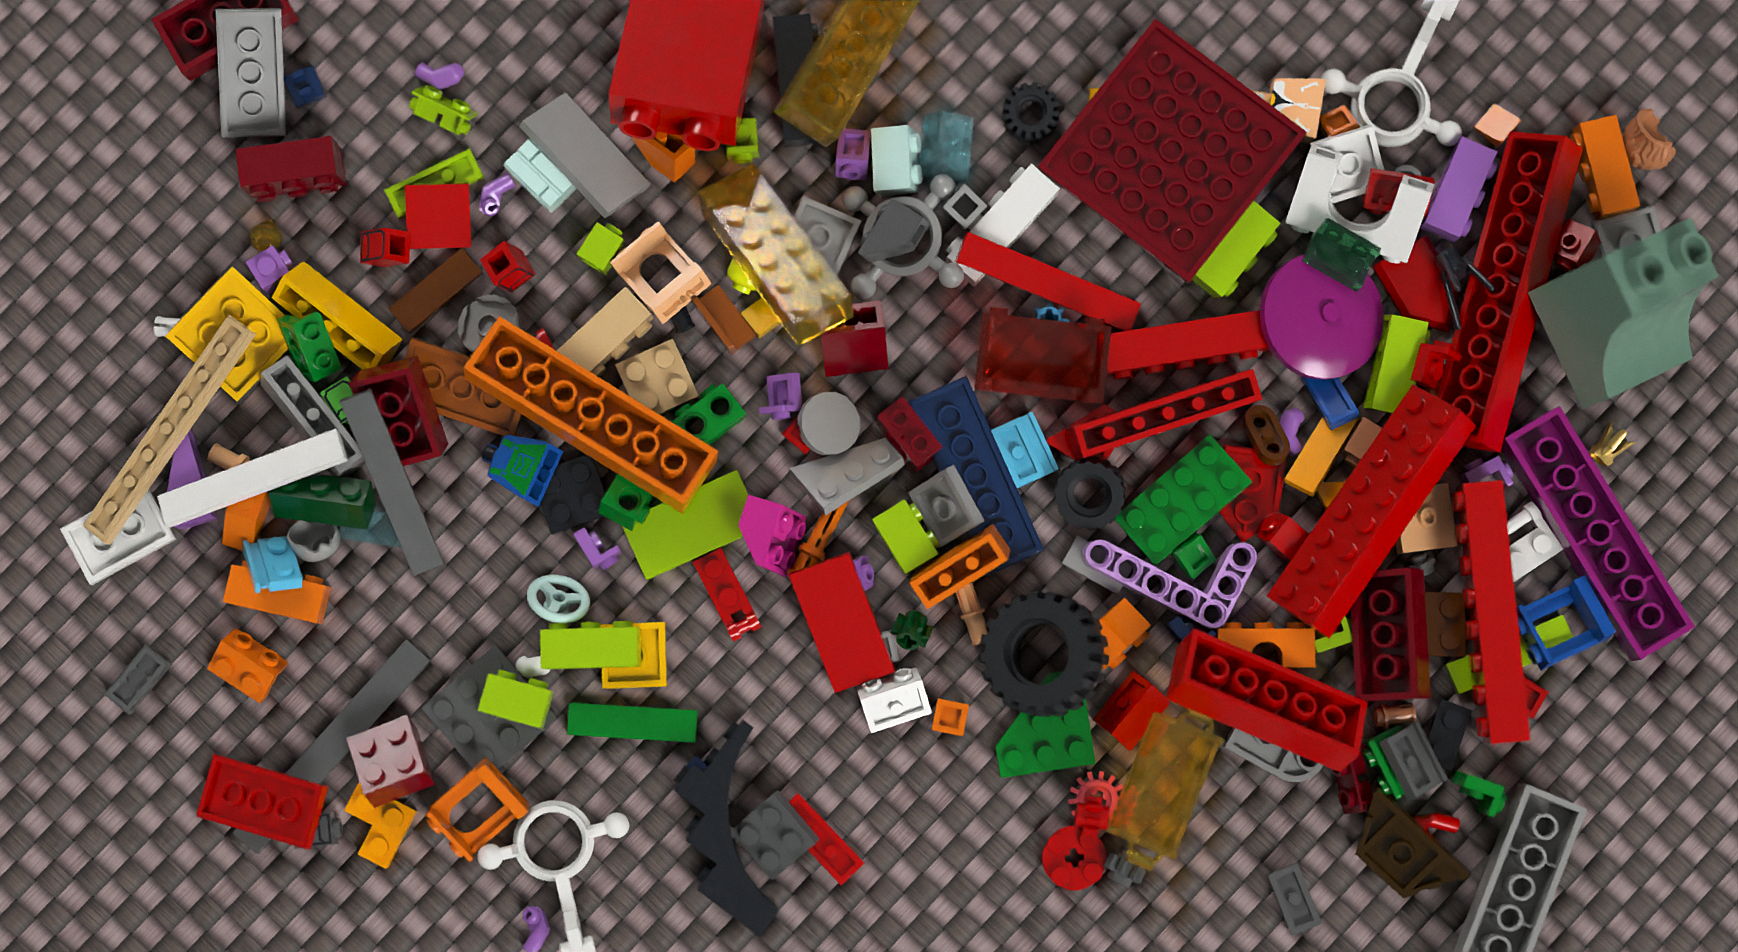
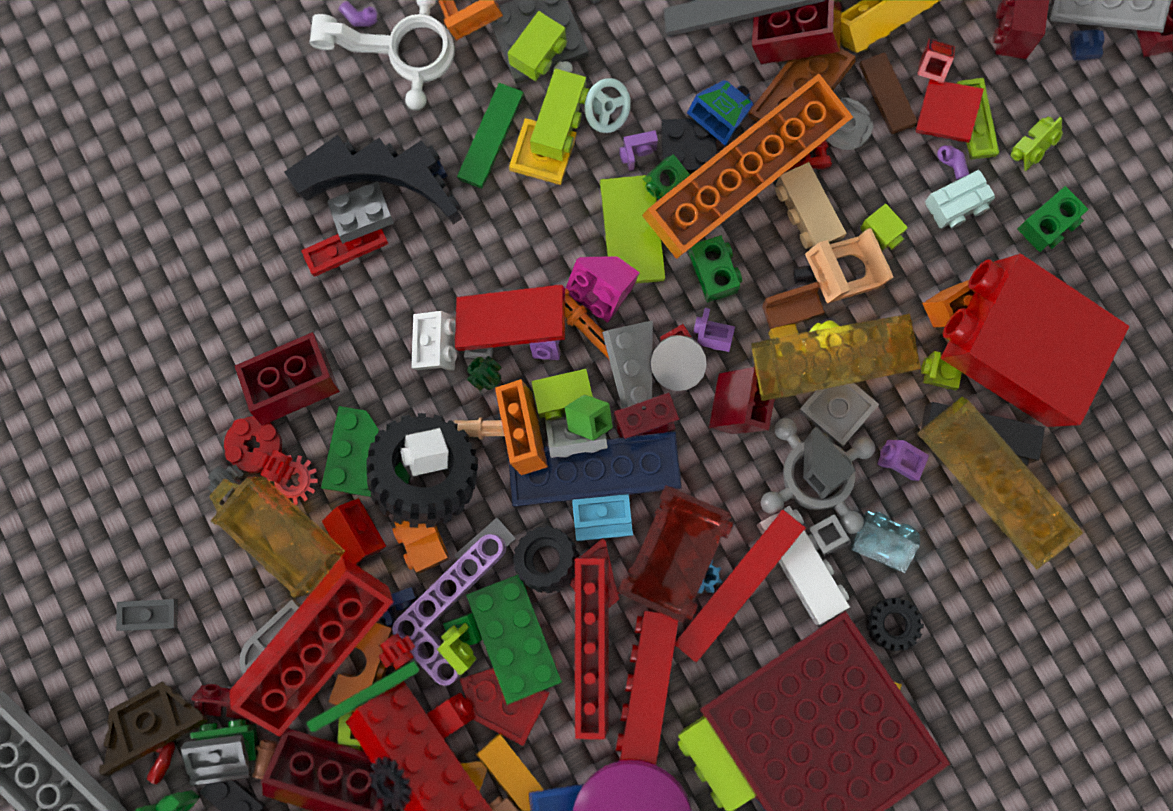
camera: 115 degrees right, 5 degrees down
(441, 77) = (1065, 149): medium lavender arm -> none
(507, 266) = (891, 148): red brick -> none
(527, 74) = (1051, 218): none -> green brick
(584, 155) = (967, 238): light grey tile -> none
(658, 378) = (759, 240): tan plate -> none
(726, 593) = (566, 239): red plate -> none
(895, 160) = (887, 491): light aqua brick -> none
(927, 496) = (588, 417): none -> bright green brick
(950, 717) = (403, 381): orange plate -> none
(993, 841) = (286, 379): none -> dark red brick
(1029, 649) = (425, 452): none -> white brick
(1218, 552) = (455, 651): none -> lime bracket
(1240, 611) = (396, 651): none -> red gear
(1267, 437) = (542, 732): reddish brown plate -> none
(1290, 423) = (543, 754): medium lavender arm -> none
(1296, 628) = (363, 696): none -> green tile
(1366, 578) = (389, 769): none -> black gear

